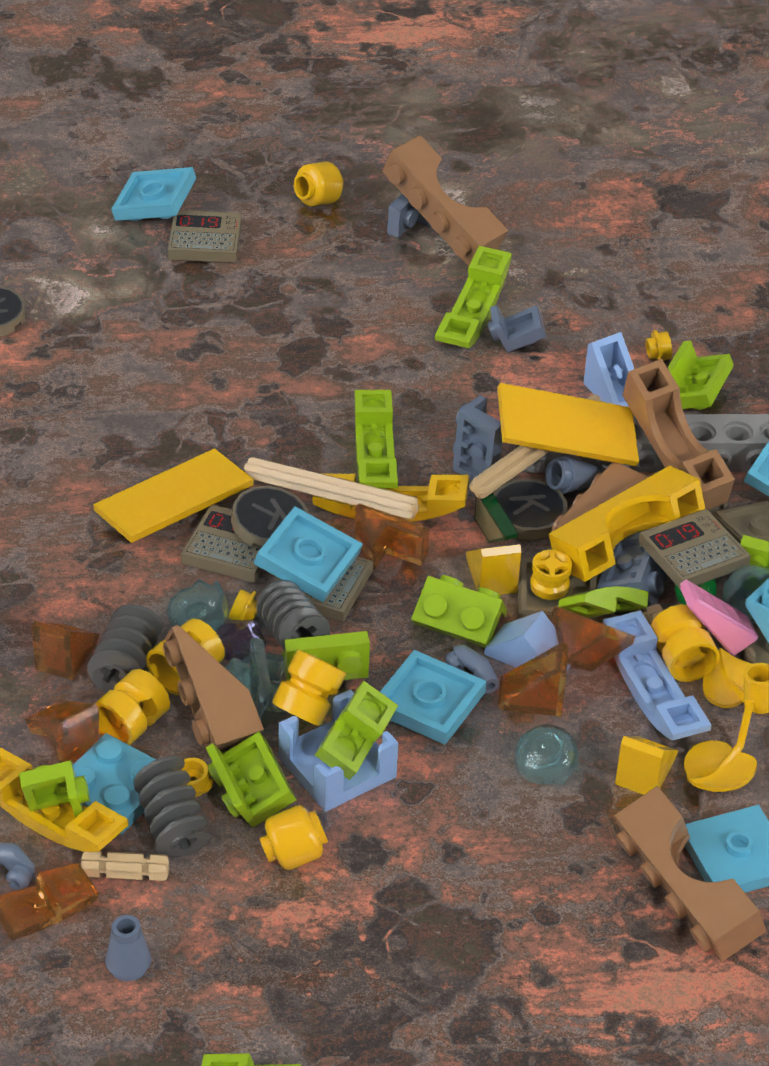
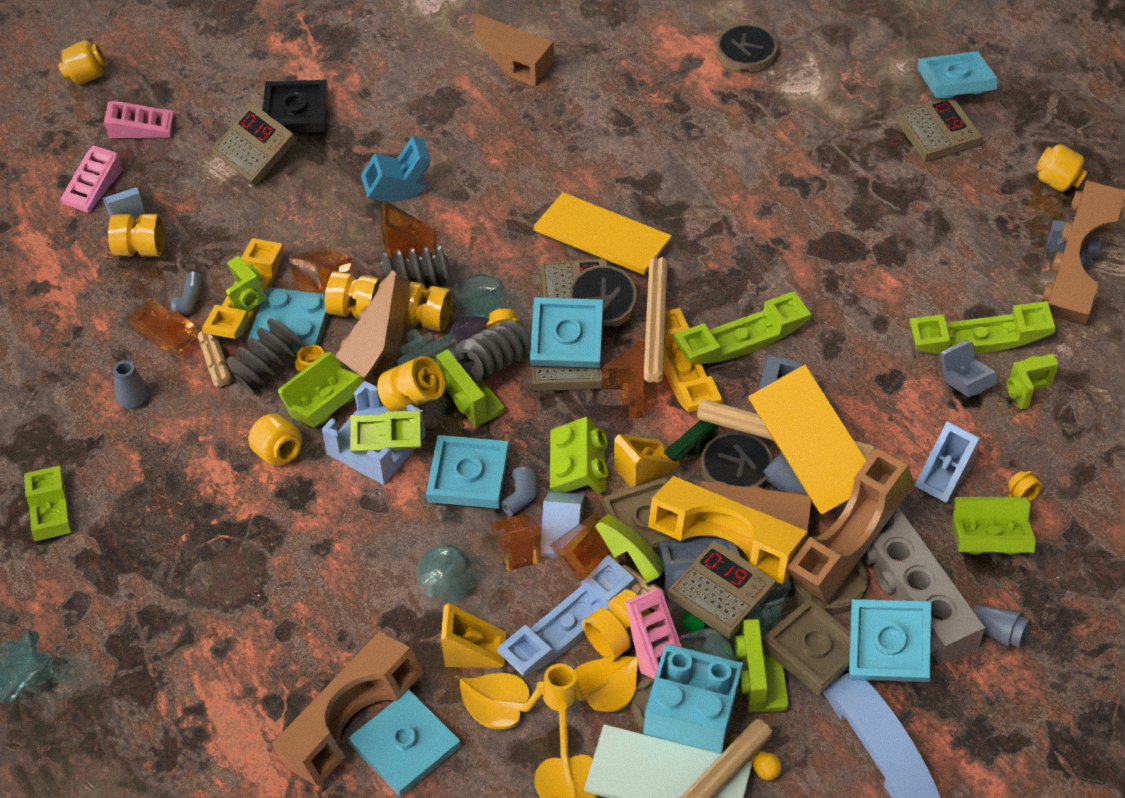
camera: 70 degrees right, 10 degrees up
(550, 574) = (639, 489): yellow wheel -> none
(551, 302) = (1029, 375): none -> lime bracket

